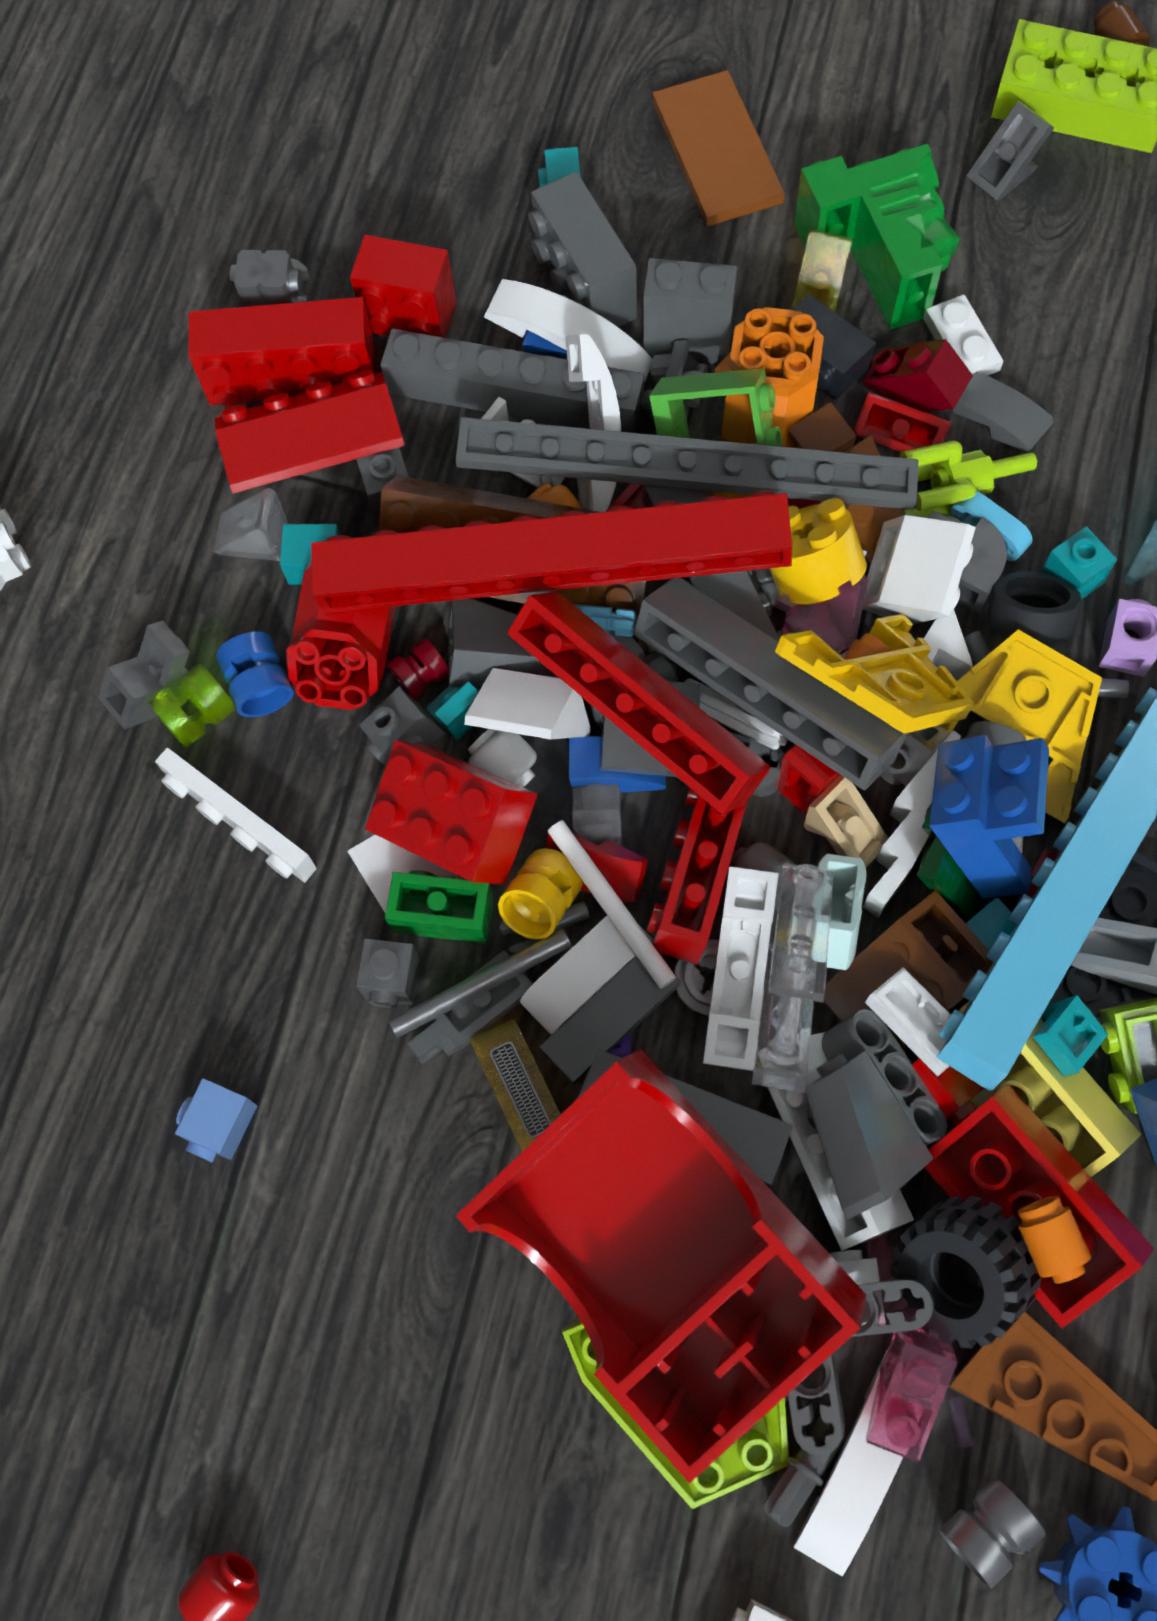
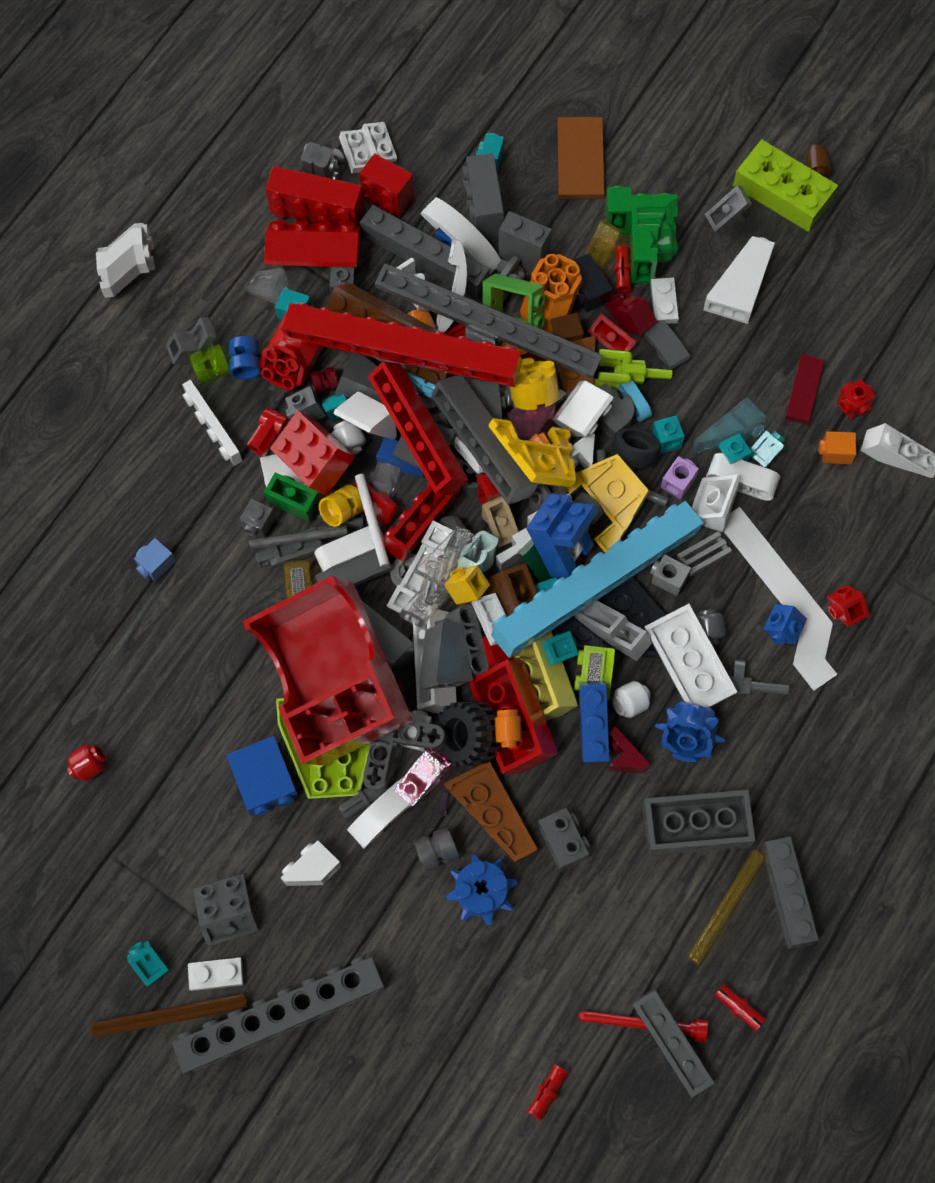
camera: 15 degrees right, 0 degrees up
(333, 237) = (362, 144): none -> white slope
(348, 786) = (270, 427): none -> red piece
(587, 1500) = (262, 776): none -> blue brick
(854, 971) = (466, 584): none -> yellow brick
(871, 307) = (623, 281): none -> red pin
(1088, 268) = (739, 285): none -> white slope

